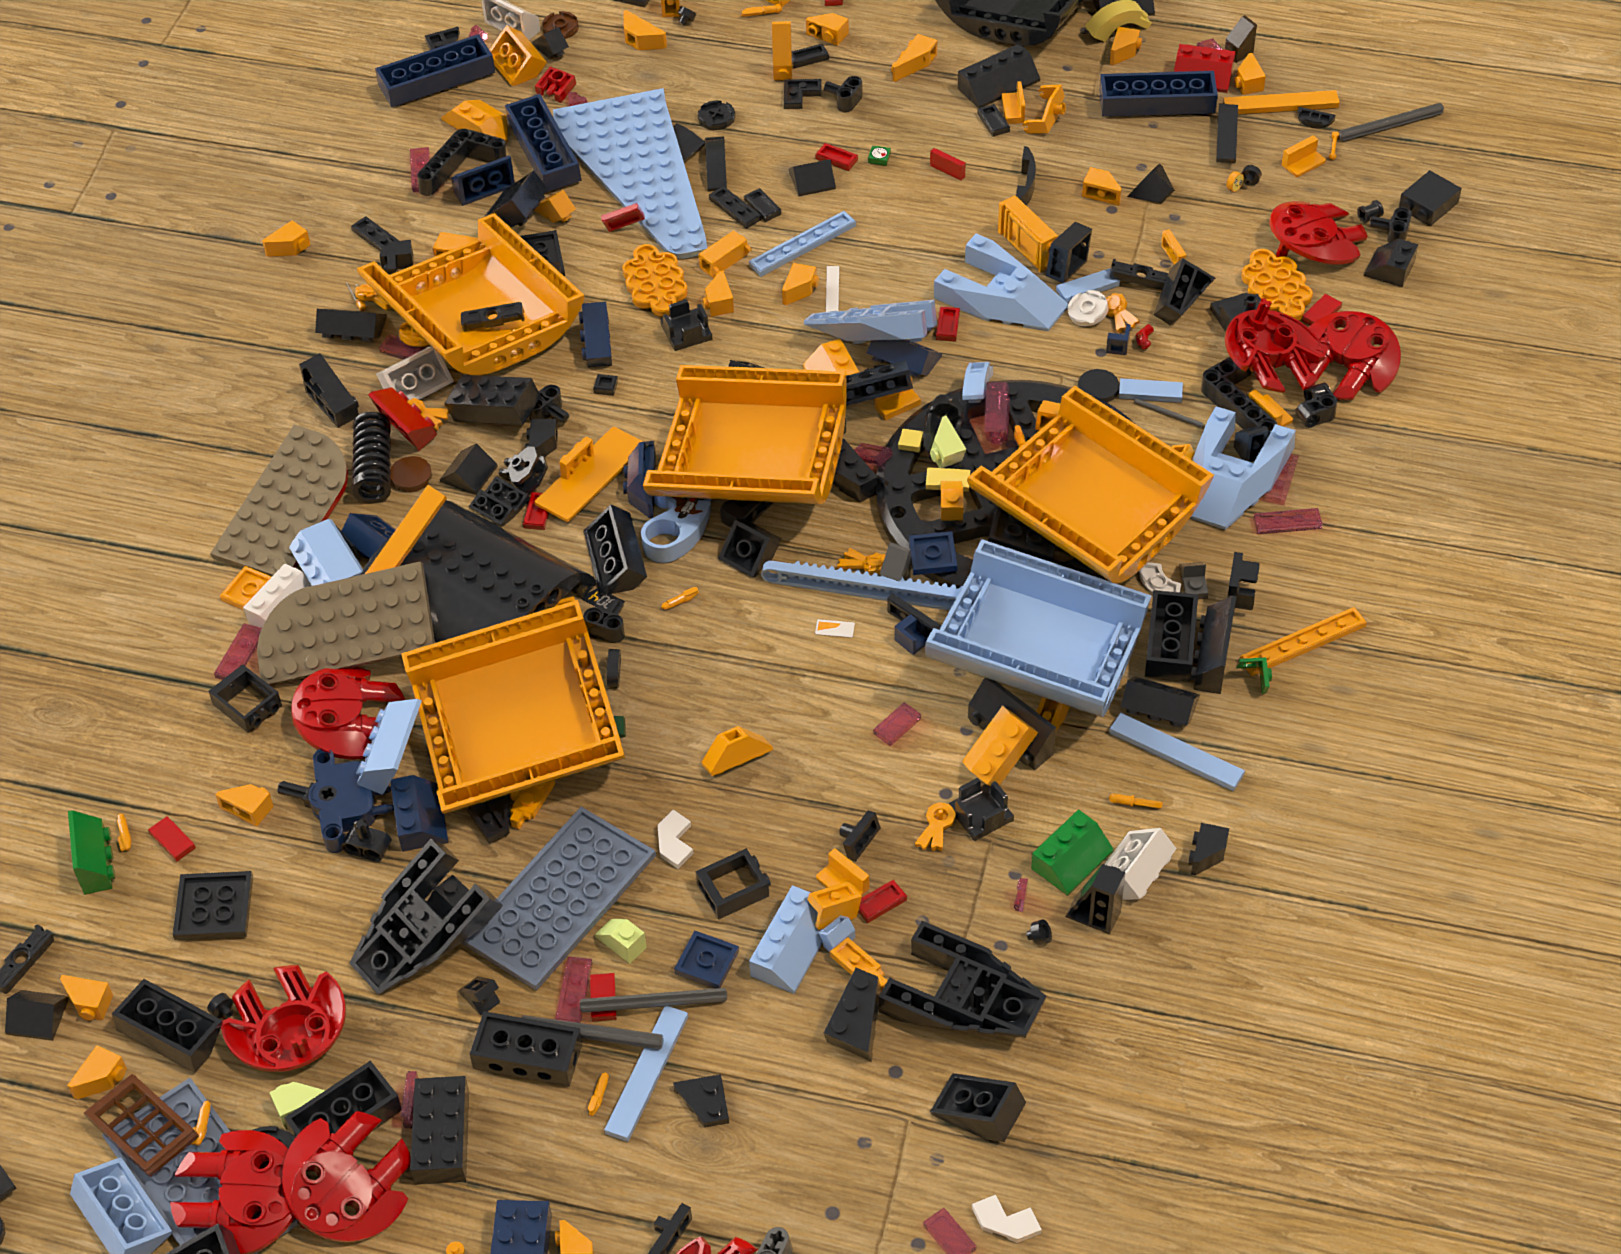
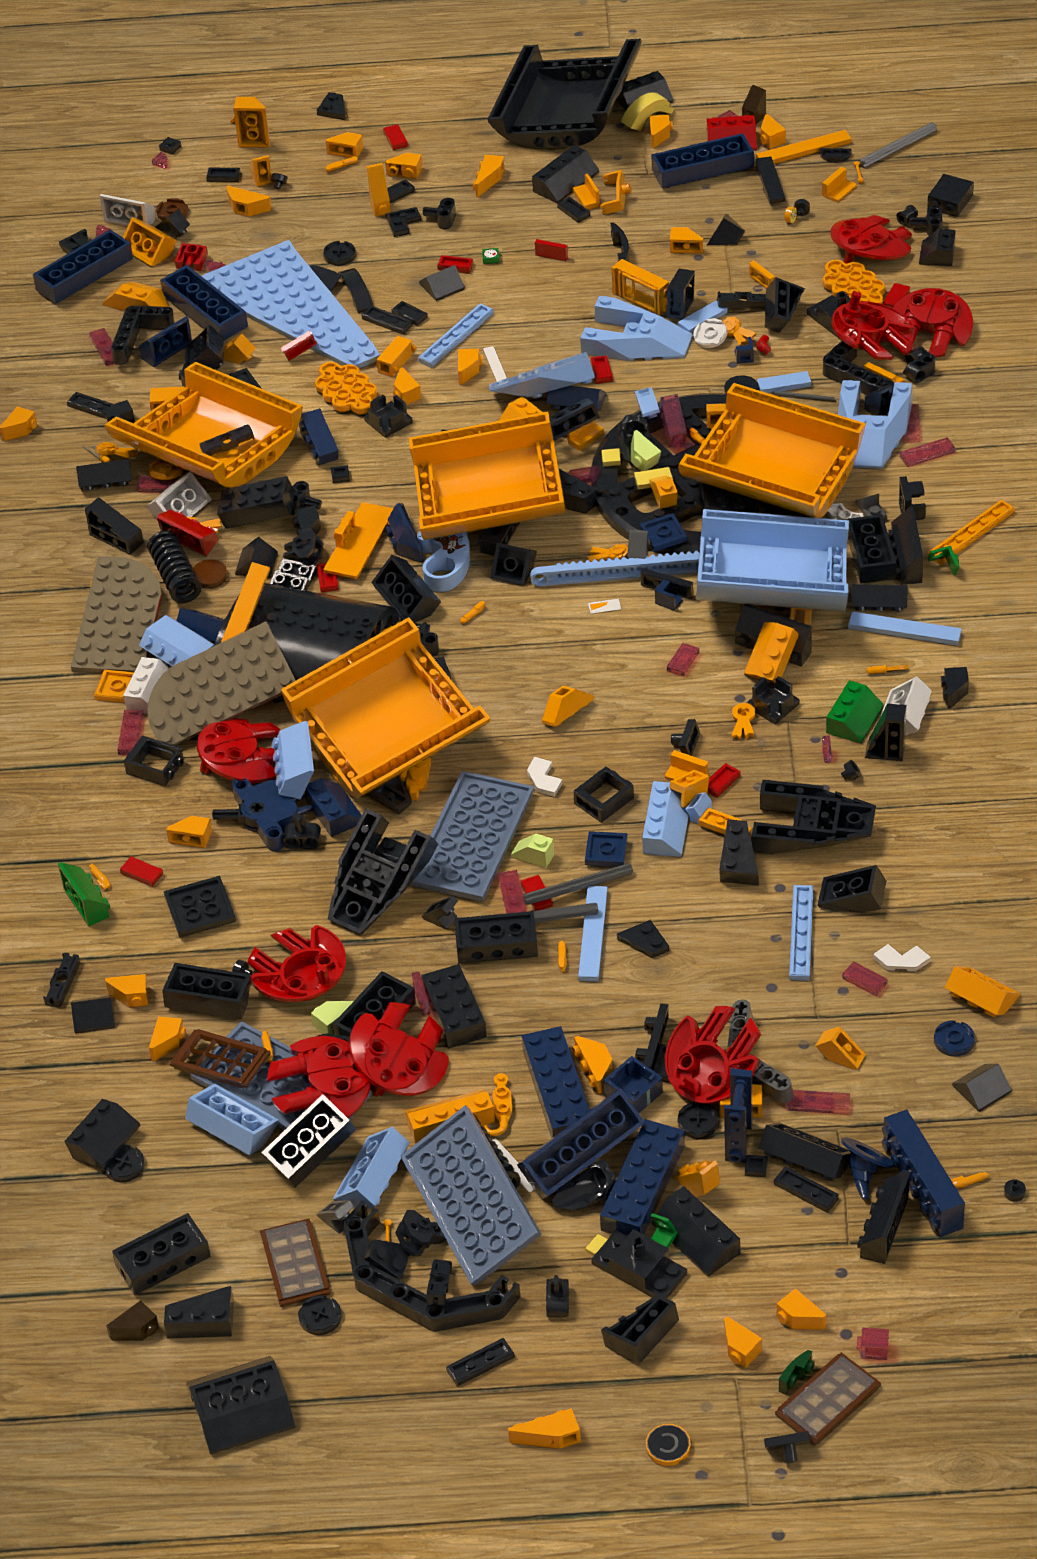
camera: 15 degrees left, 5 degrees down
(896, 1145) = (801, 933): none -> light blue tile

